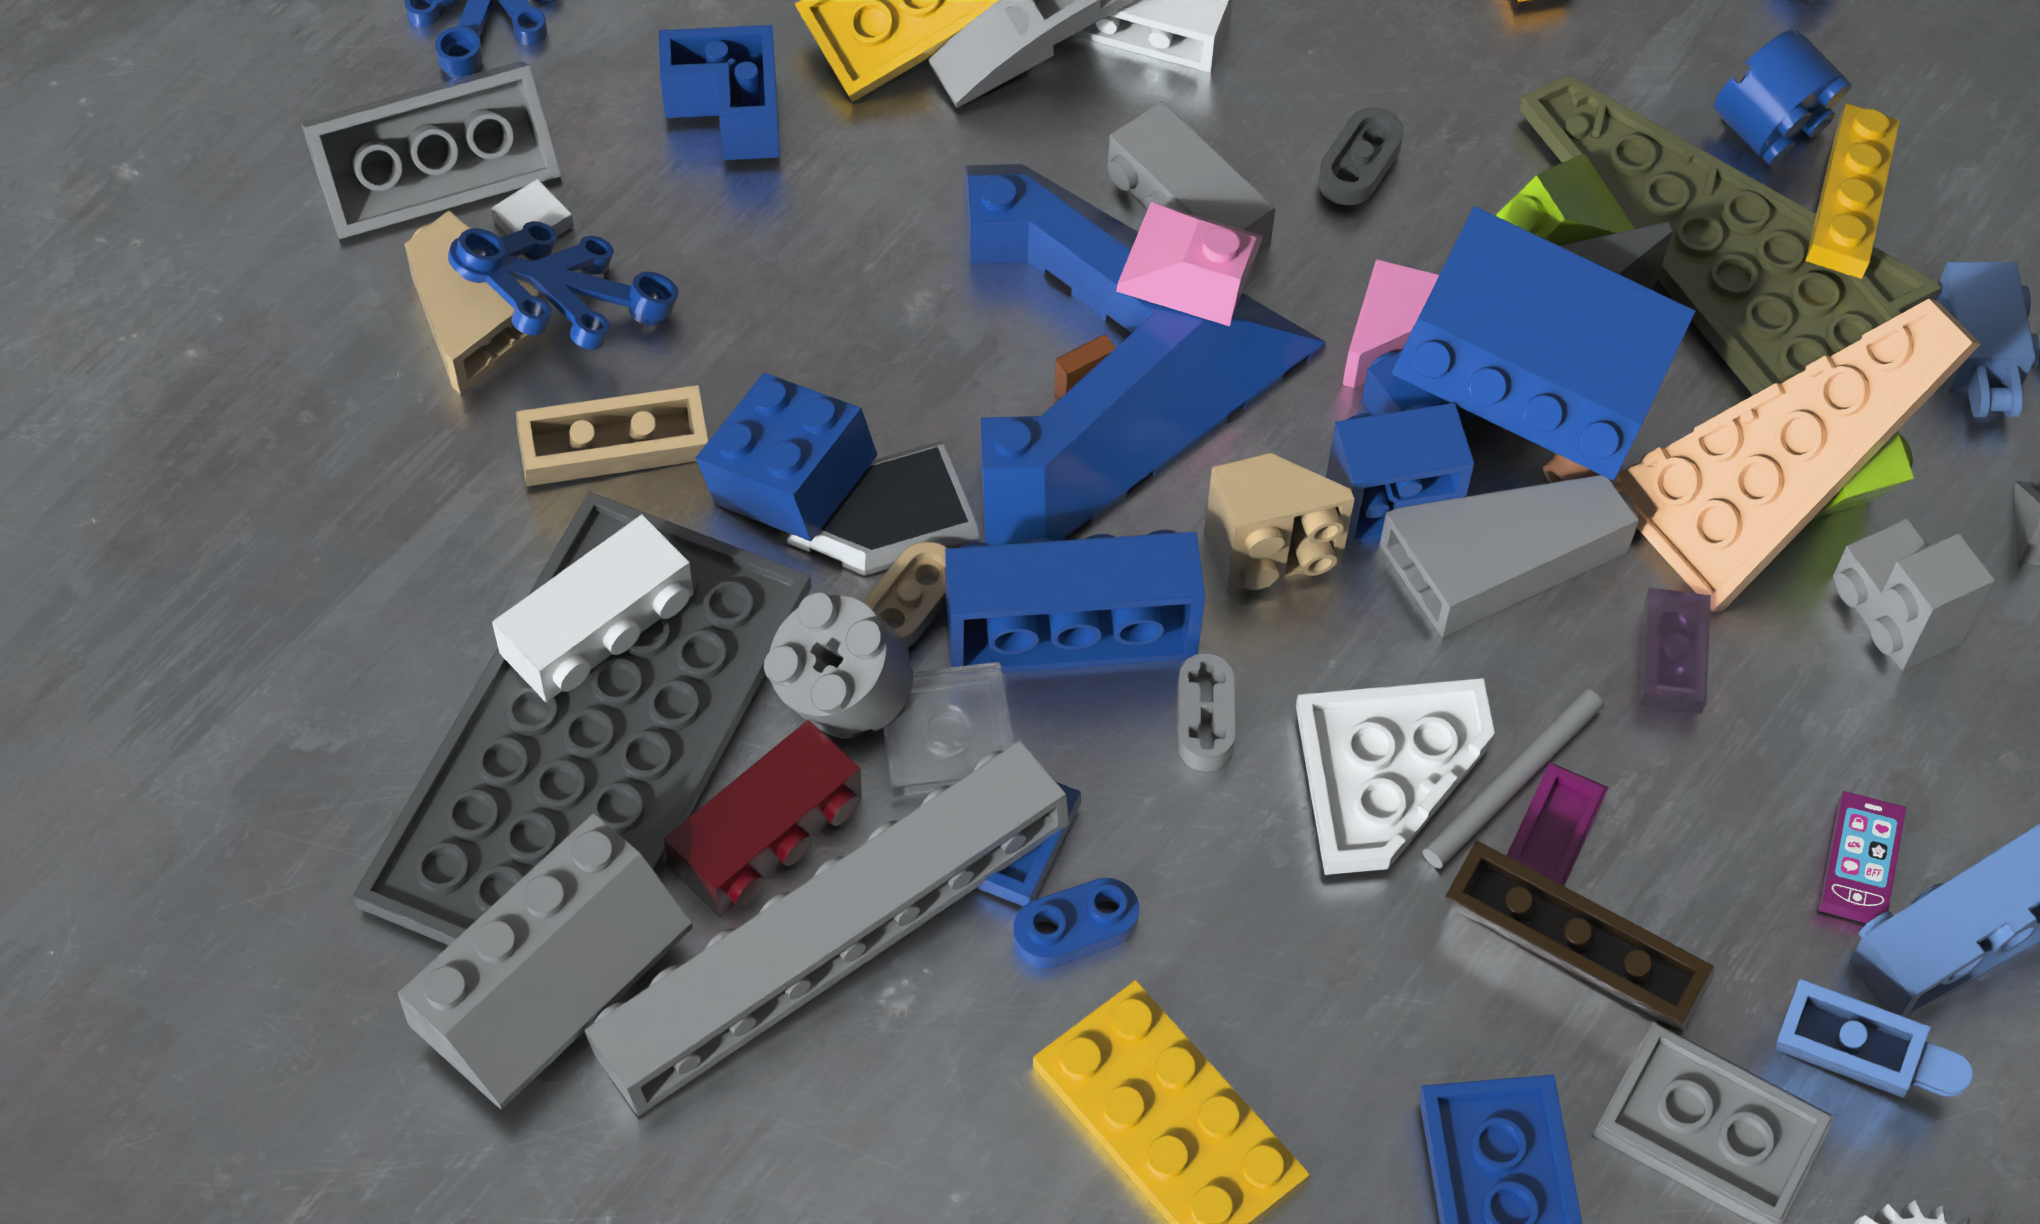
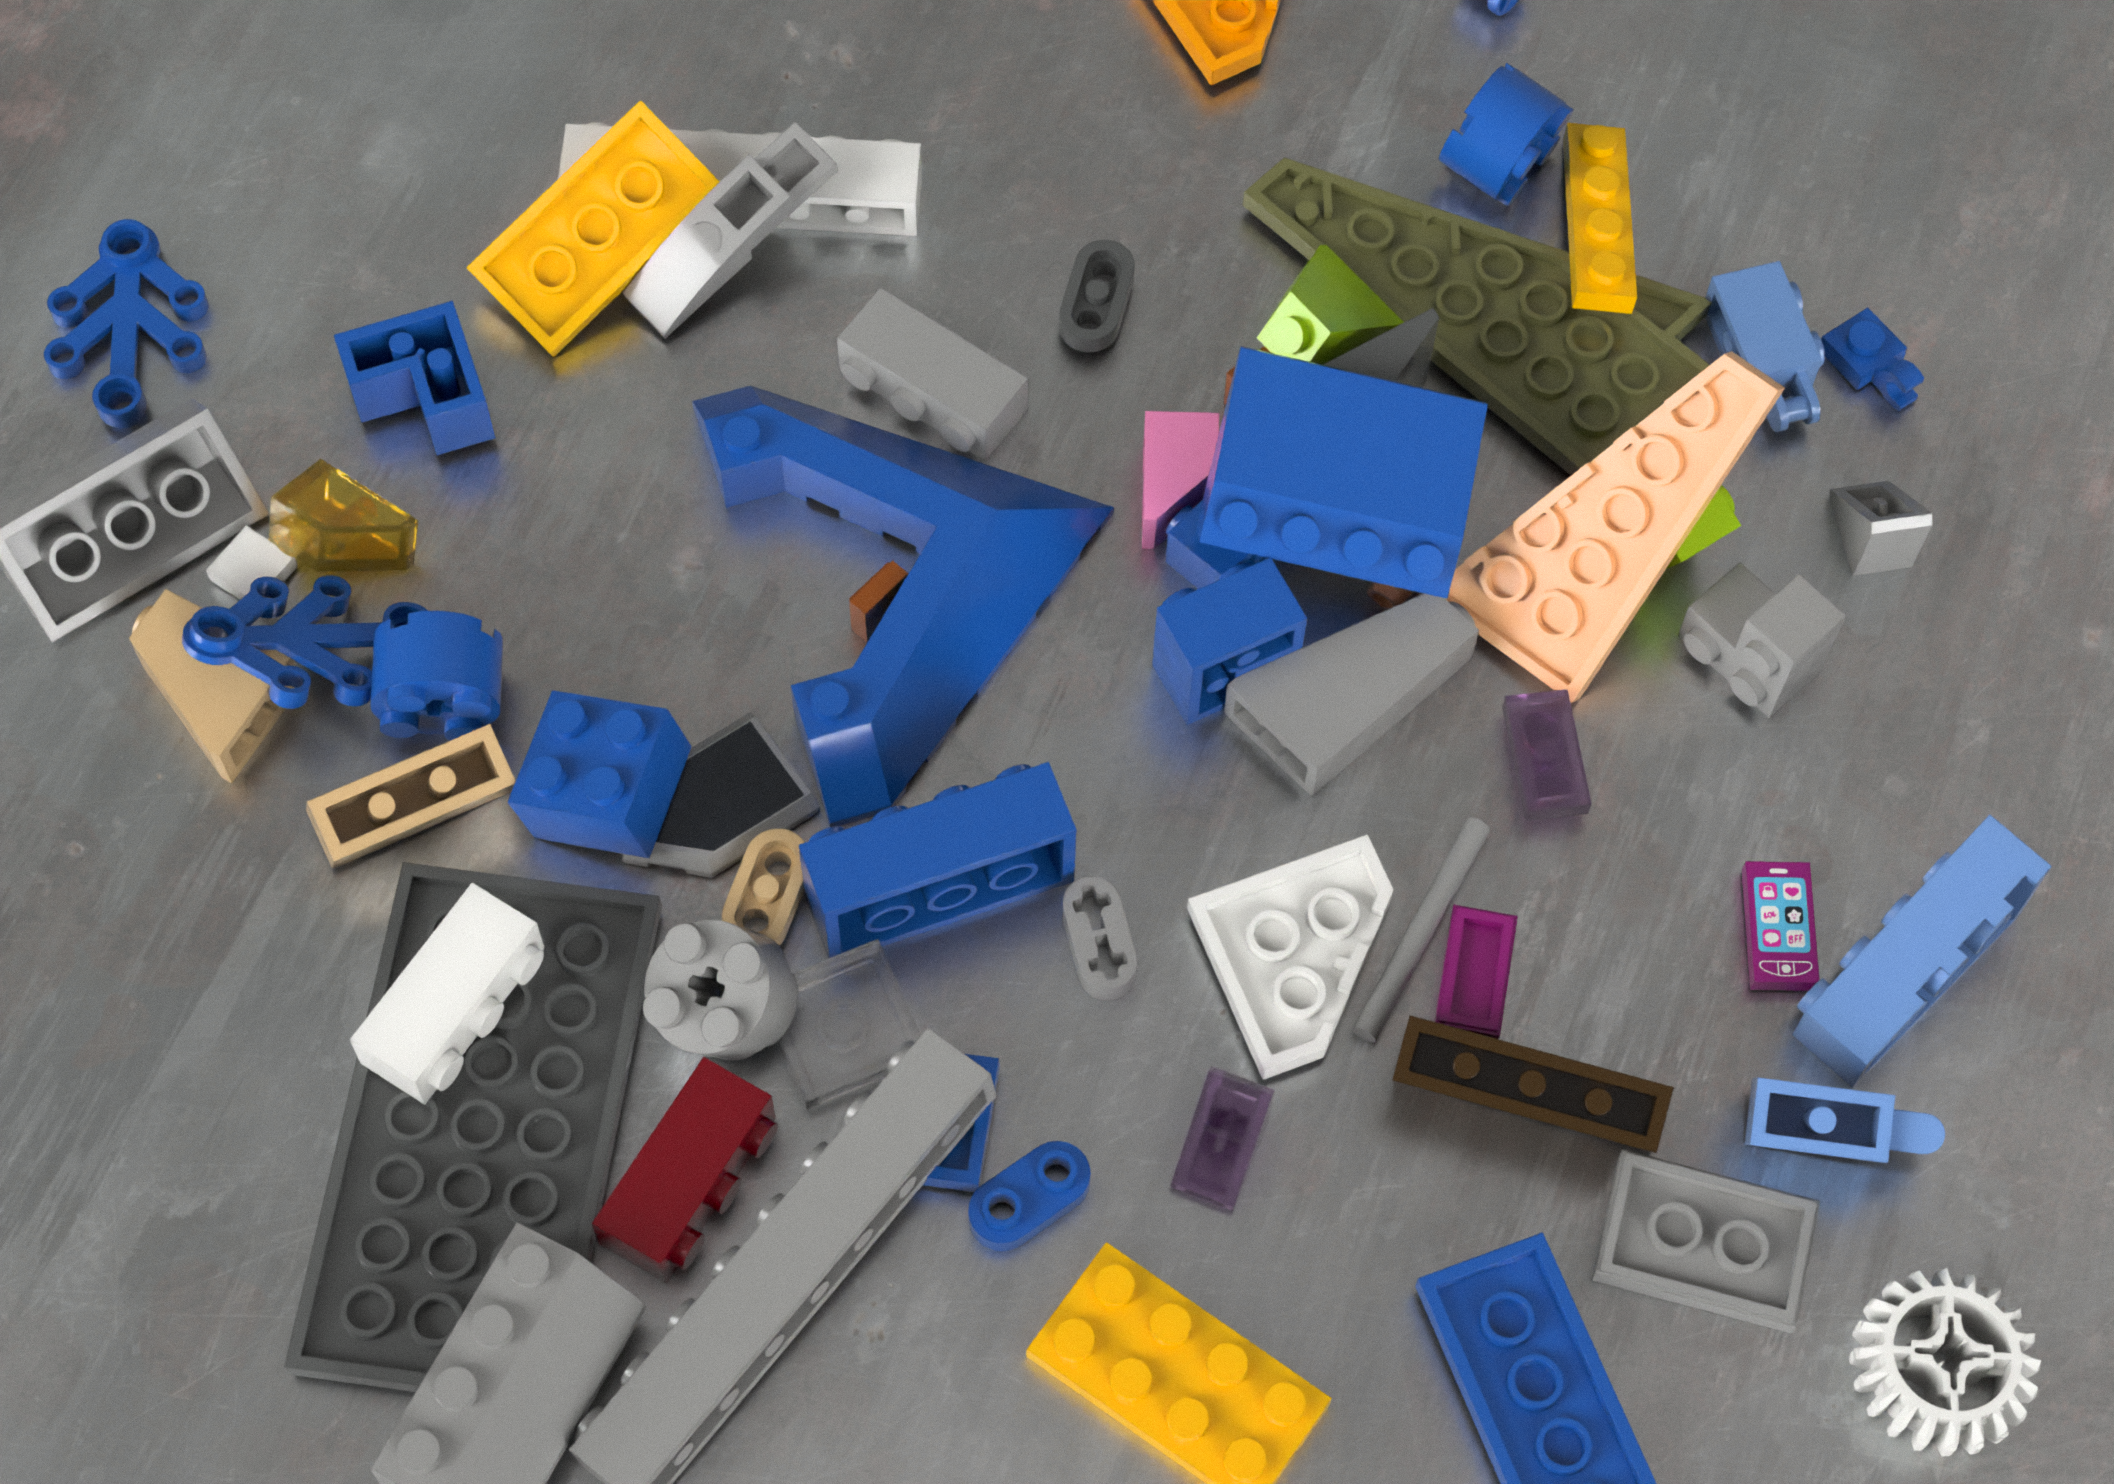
camera: 15 degrees left, 5 degrees up
(619, 194) = (340, 524): none -> clear yellow slope
(664, 335) = (436, 675): none -> blue brick
(1189, 263) = (959, 463): bright pink slope -> none
(1272, 912) = (1223, 1138): none -> clear purple slope
(1274, 521) = (1117, 722): tan slope -> none

